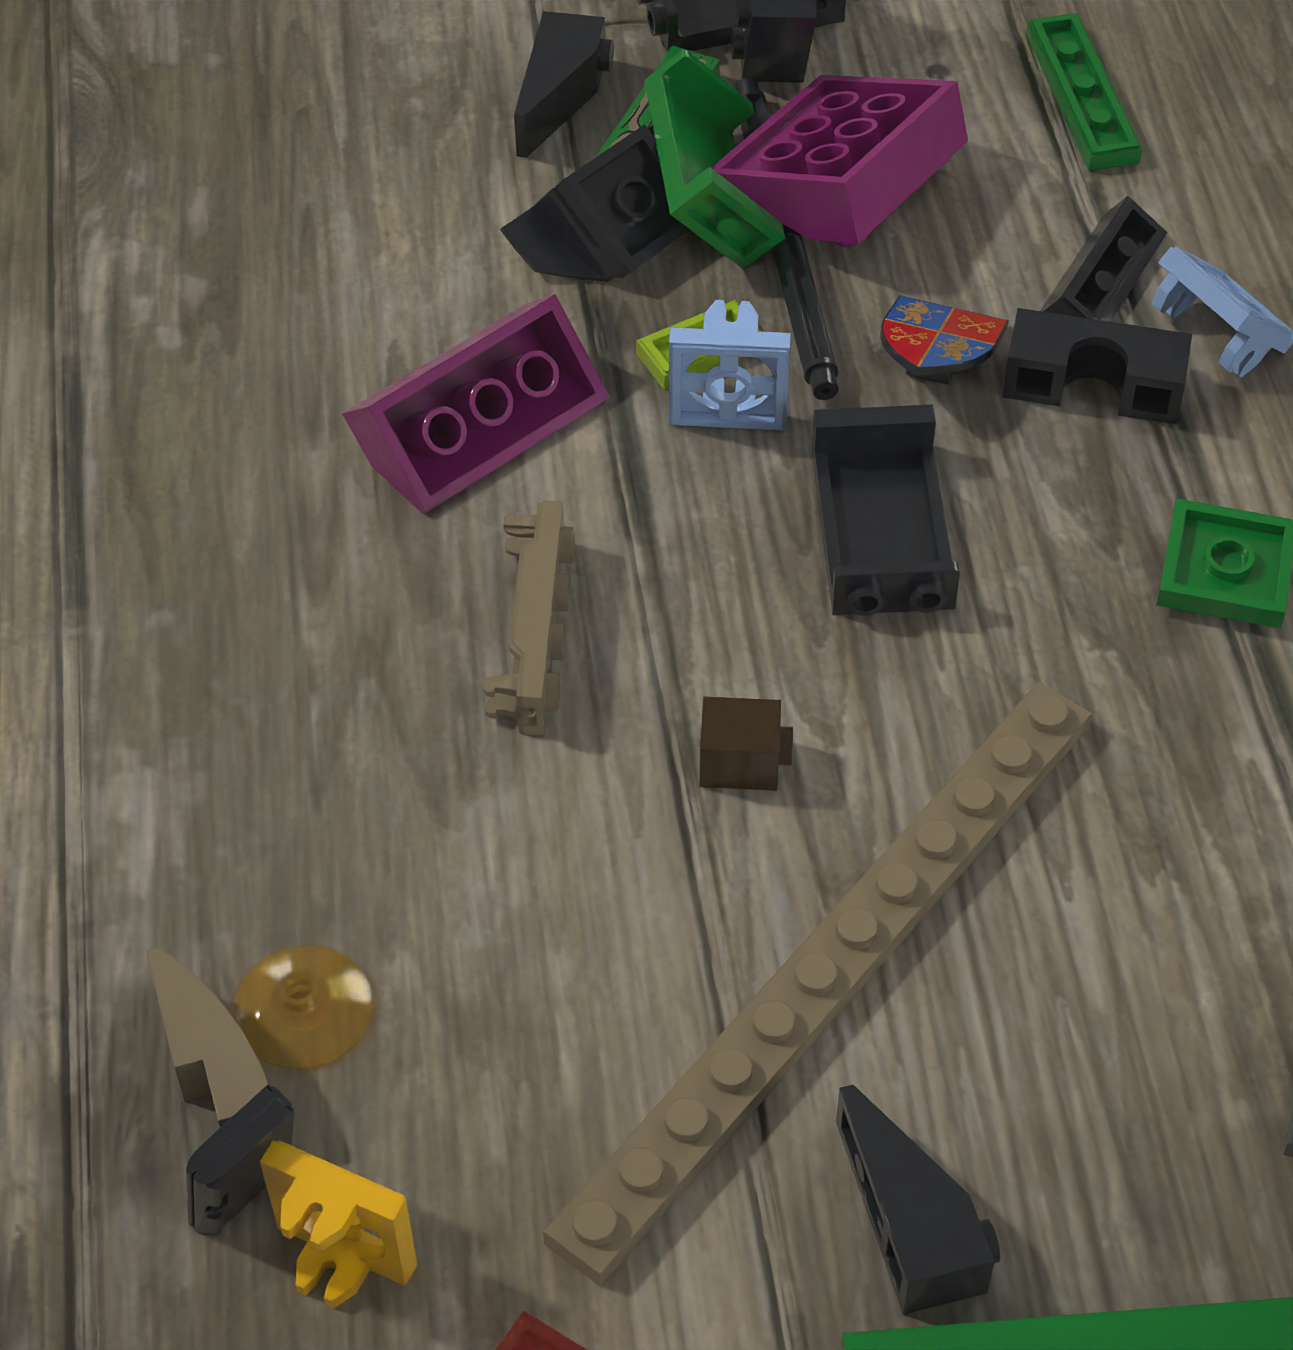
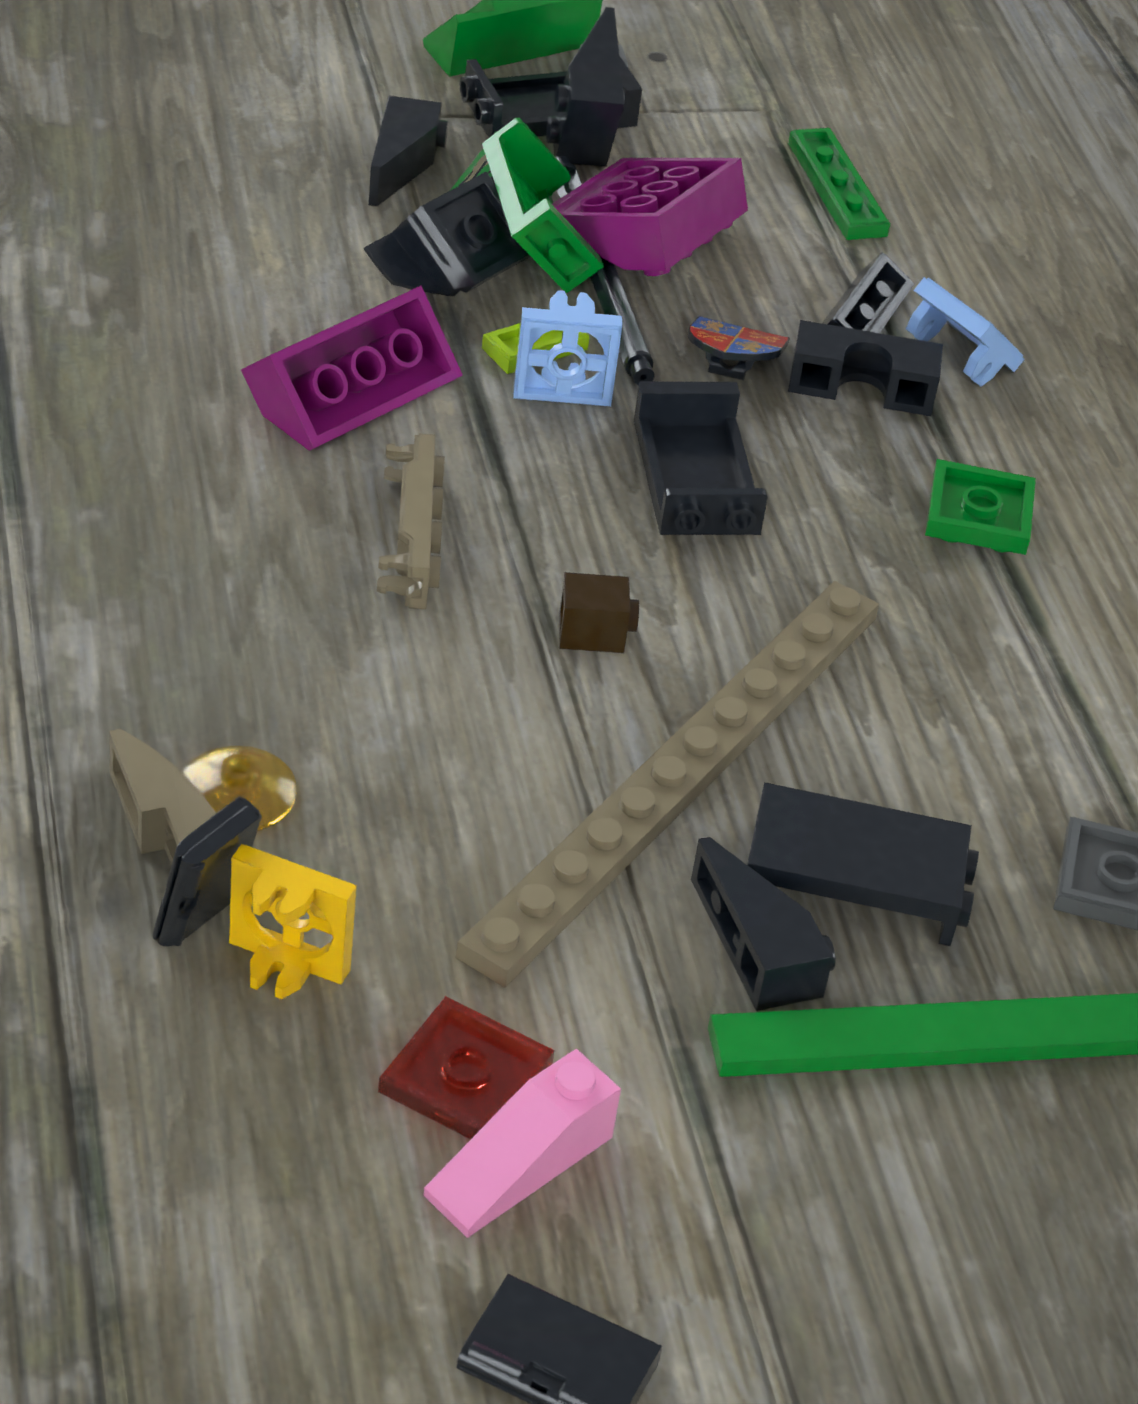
camera: 10 degrees left, 10 degrees down
(1045, 1100) = (865, 855): none -> black panel

